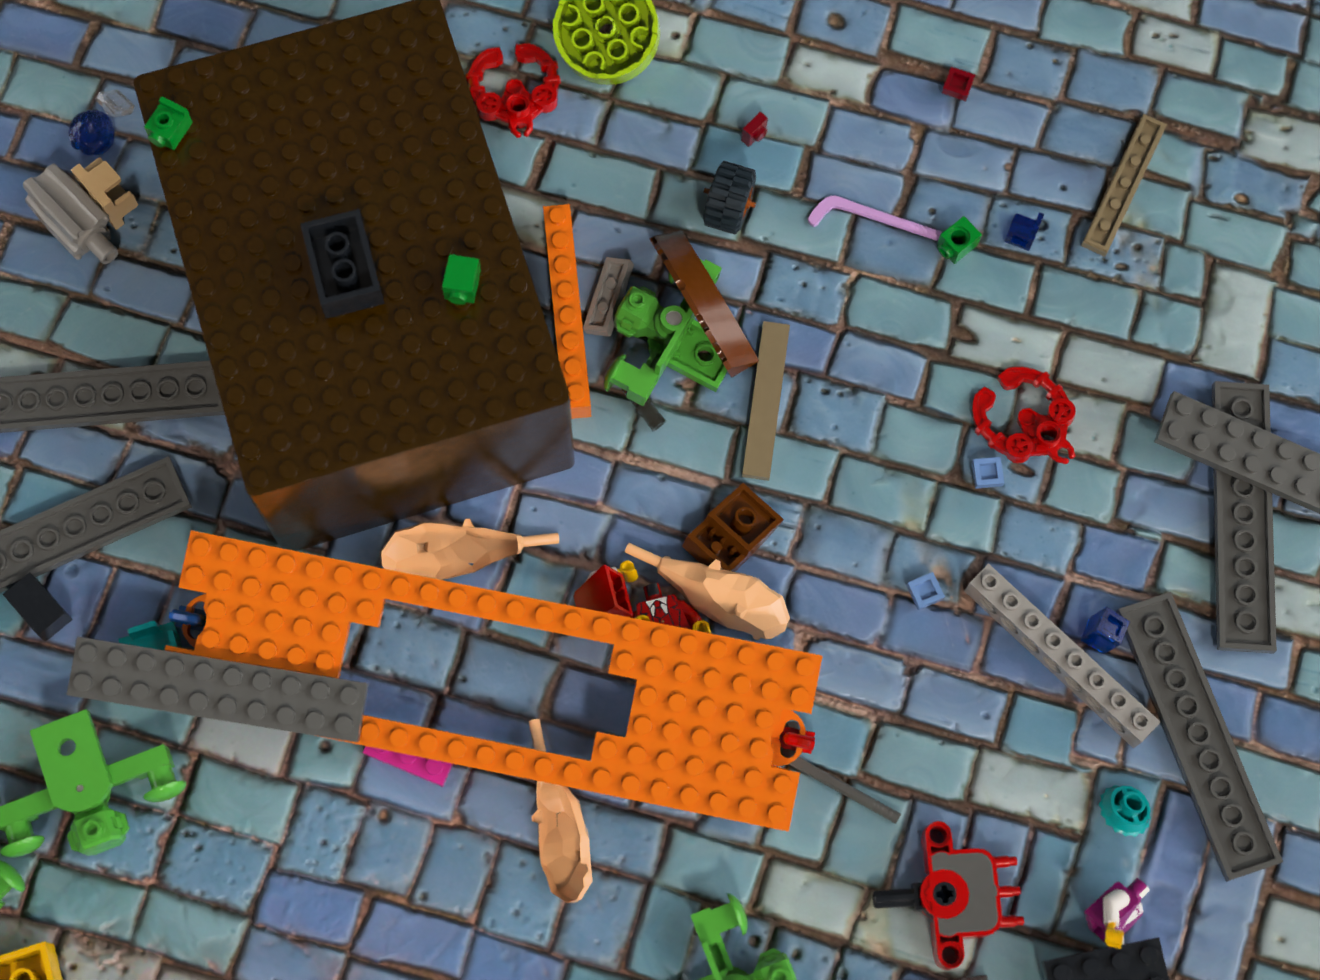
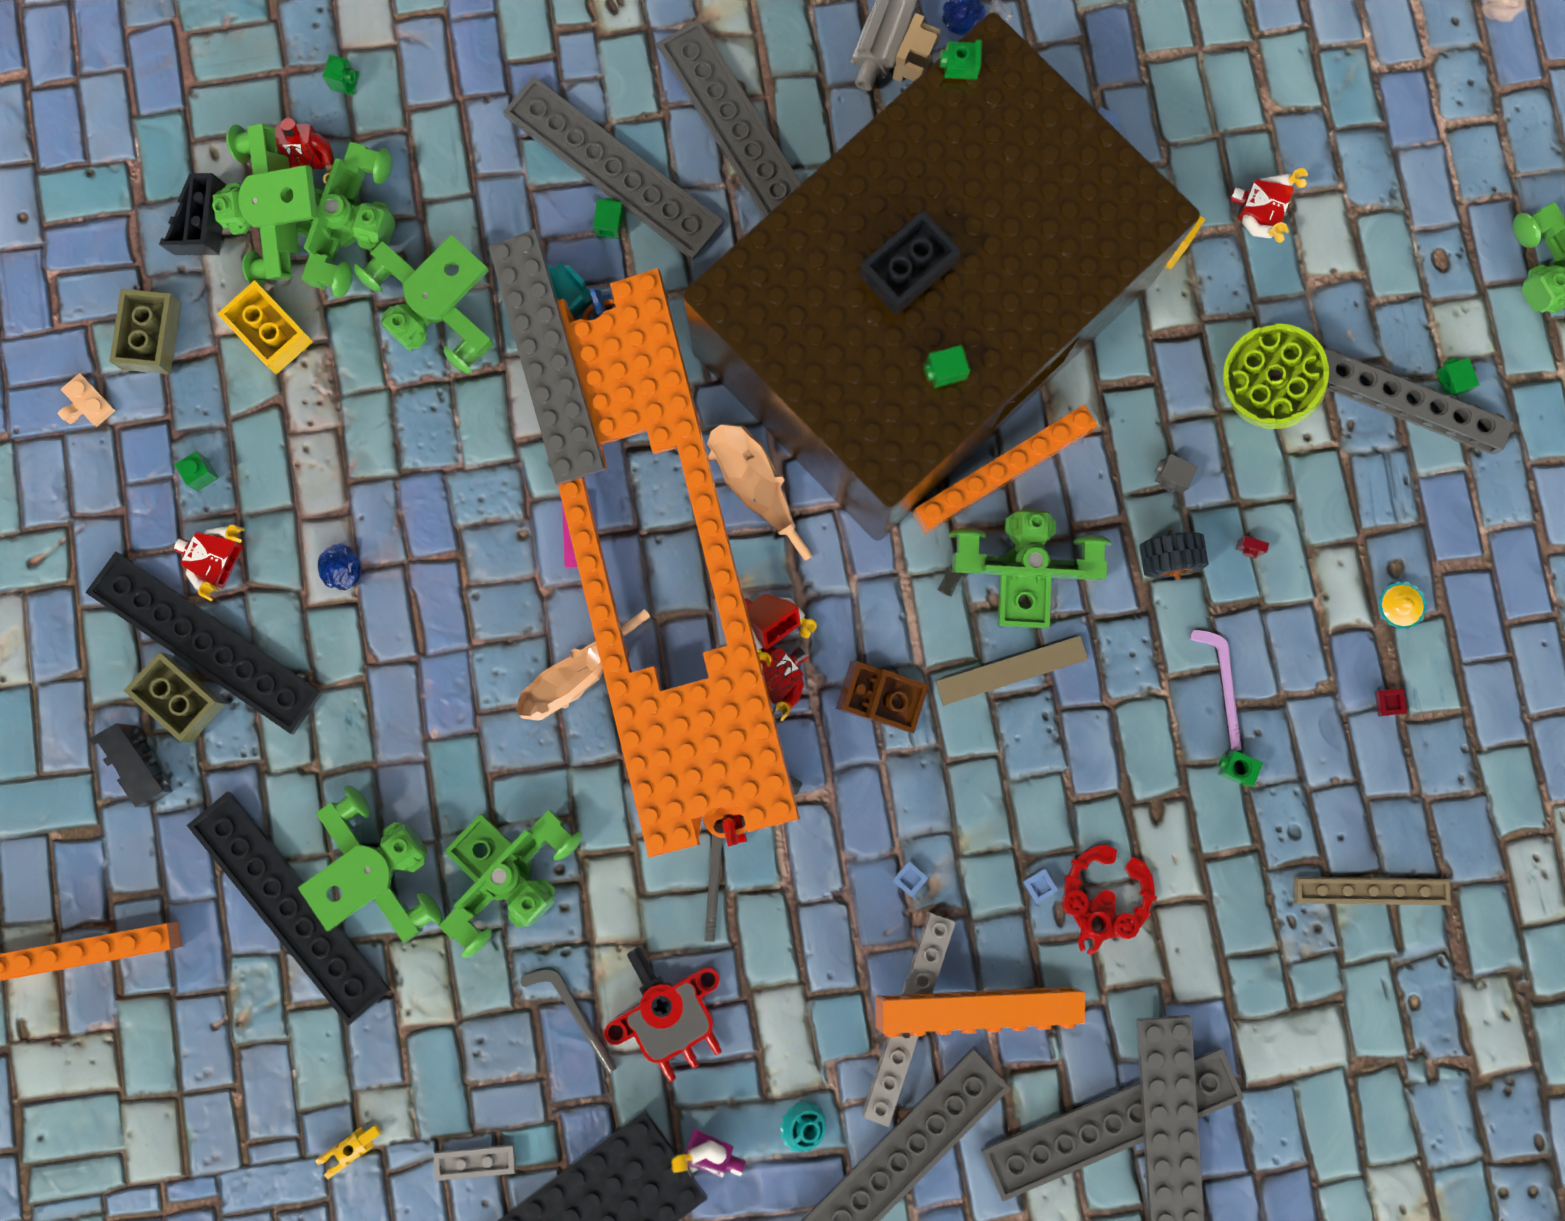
camera: 65 degrees right, 10 degrees up
(37, 607) = (556, 188): black panel -> none
(100, 568) = (608, 218): none -> green brick
(517, 105) = (1176, 332): red piece -> none
(608, 296) = (1035, 497): light grey plate -> none
(651, 162) = (1175, 474): none -> dark grey brick
(705, 301) = (1067, 574): reddish brown windscreen -> none
(723, 595) = (823, 713): light nougat piece -> none
(874, 30) = (1402, 605): none -> yellow piece
(1023, 231) = (1279, 820): clear blue panel -> none
(1084, 582) = (979, 1010): none -> orange brick
(1105, 630) = (949, 1048): clear blue panel -> none

